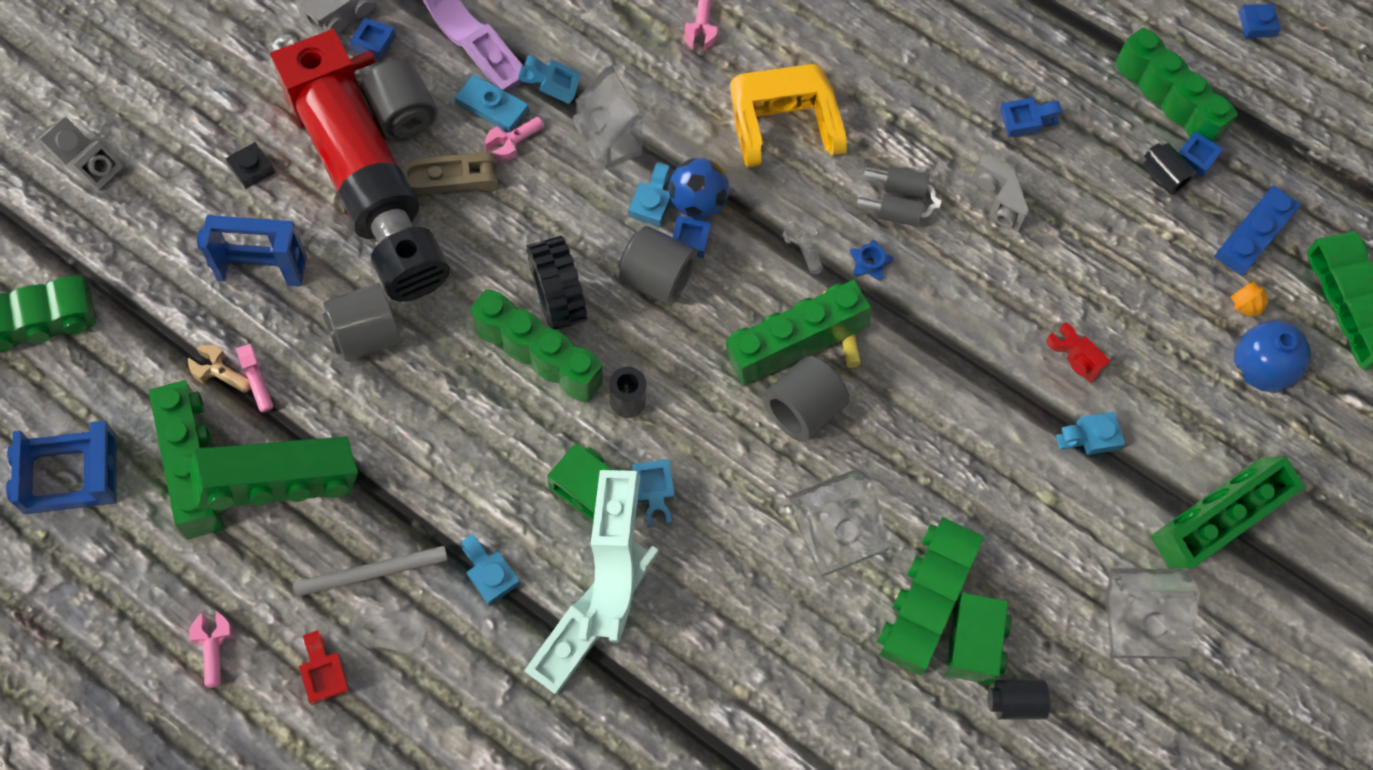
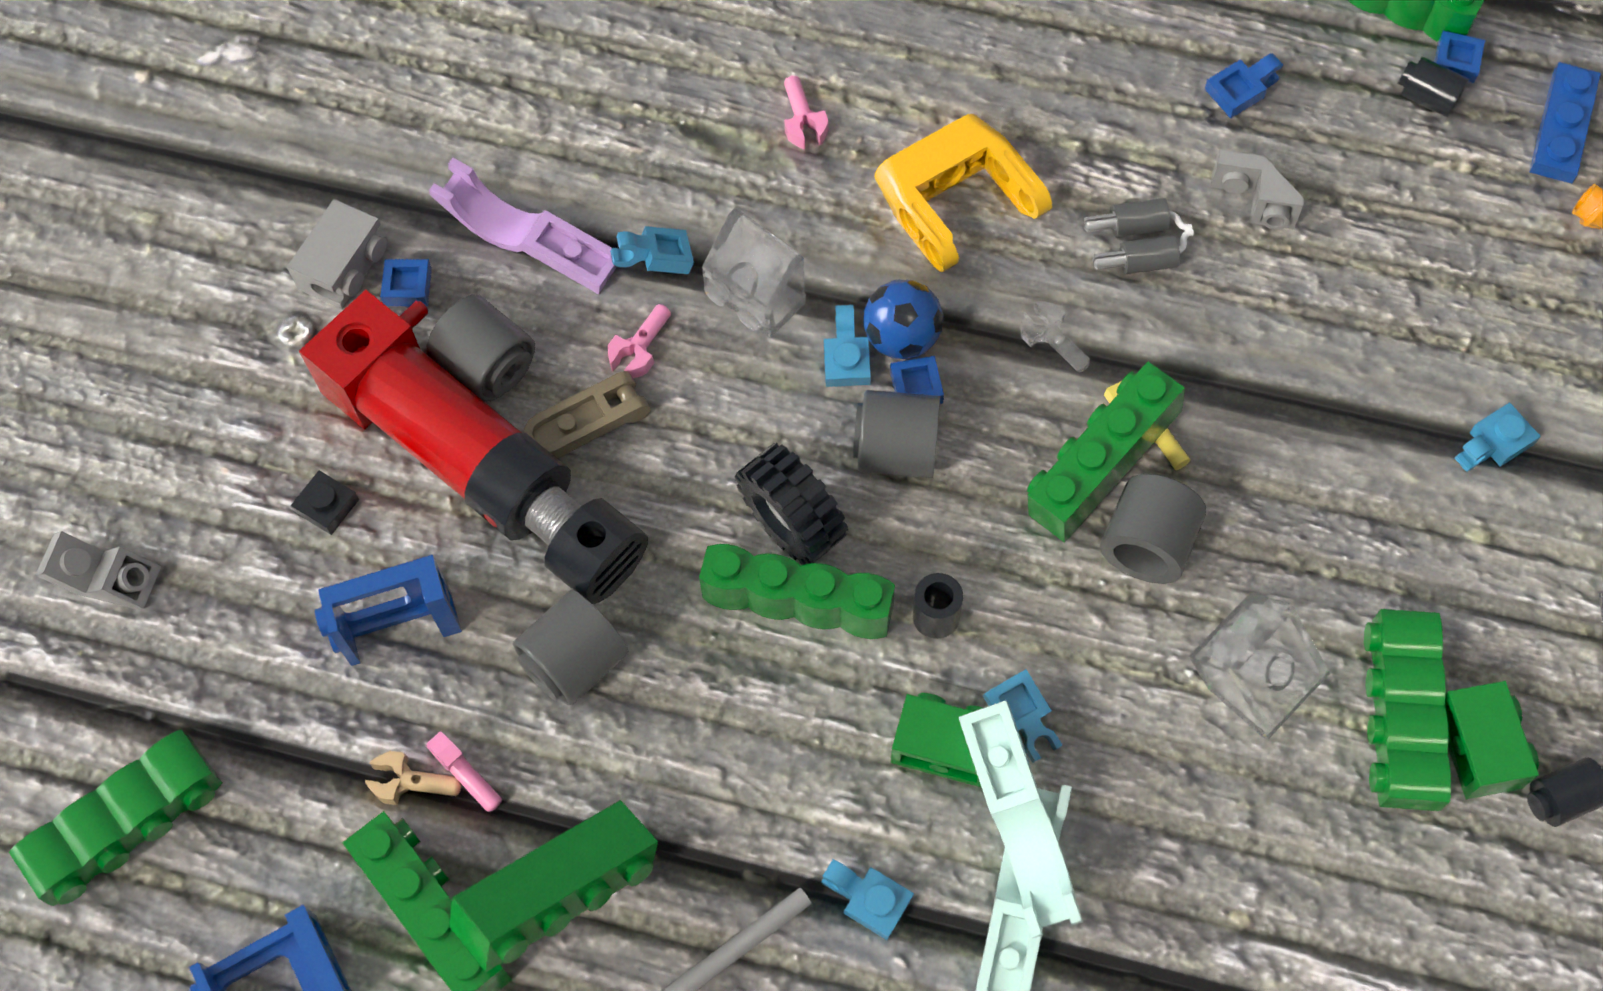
camera: 15 degrees left, 0 degrees up
(491, 104) = (593, 309): dark azure plate -> none
(874, 252) = (1143, 318): blue plate -> none
(1082, 353) = (1444, 348): red plate -> none

